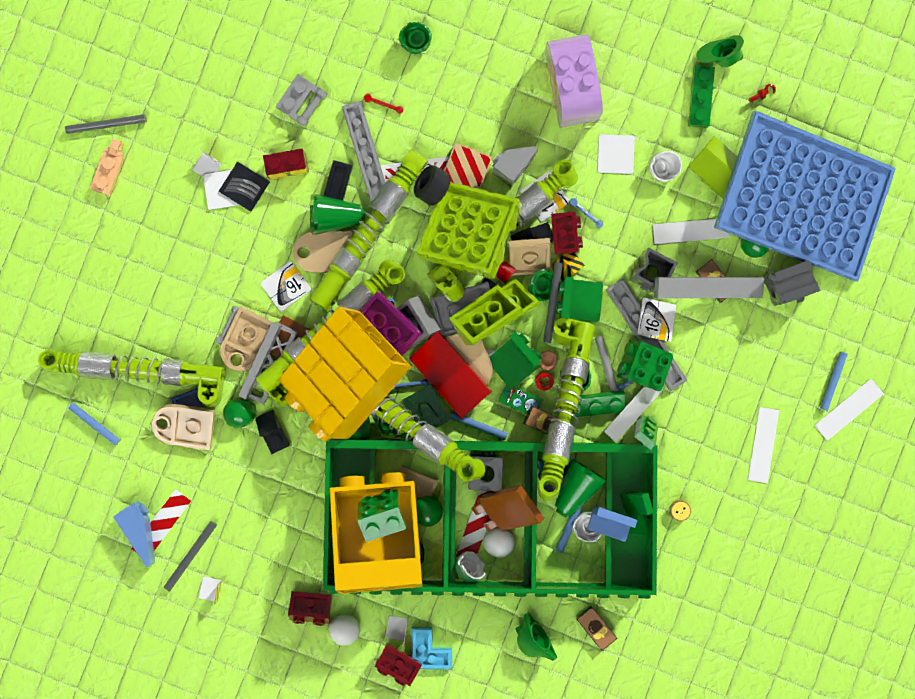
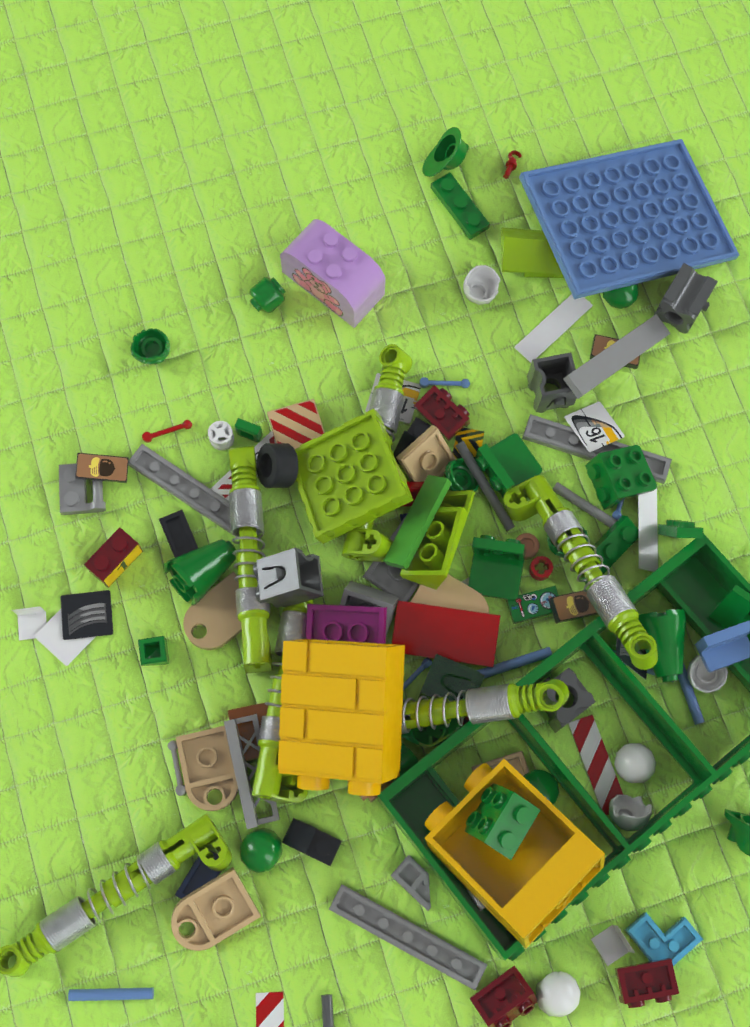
camera: 40 degrees left, 15 degrees down
(266, 243) = (153, 651): none -> green slope
(284, 529) = (408, 937): none -> light grey tile
(285, 286) = (207, 680): sticker -> none
(314, 501) = (414, 881): none -> light grey tile
(322, 98) = (101, 468): none -> medium nougat tile
(377, 267) = (288, 578): none -> dark grey piece
(412, 131) = (218, 430): none -> white wheel
(433, 145) = (248, 430): none -> green tile
(488, 293) = (417, 522): none -> bright green tile
(508, 509) = (618, 714): dark orange tile -> none
(513, 163) = (338, 387): light grey slope -> none
(519, 60) = (267, 295): none -> green head
(616, 154) = (426, 311): white sticker -> none

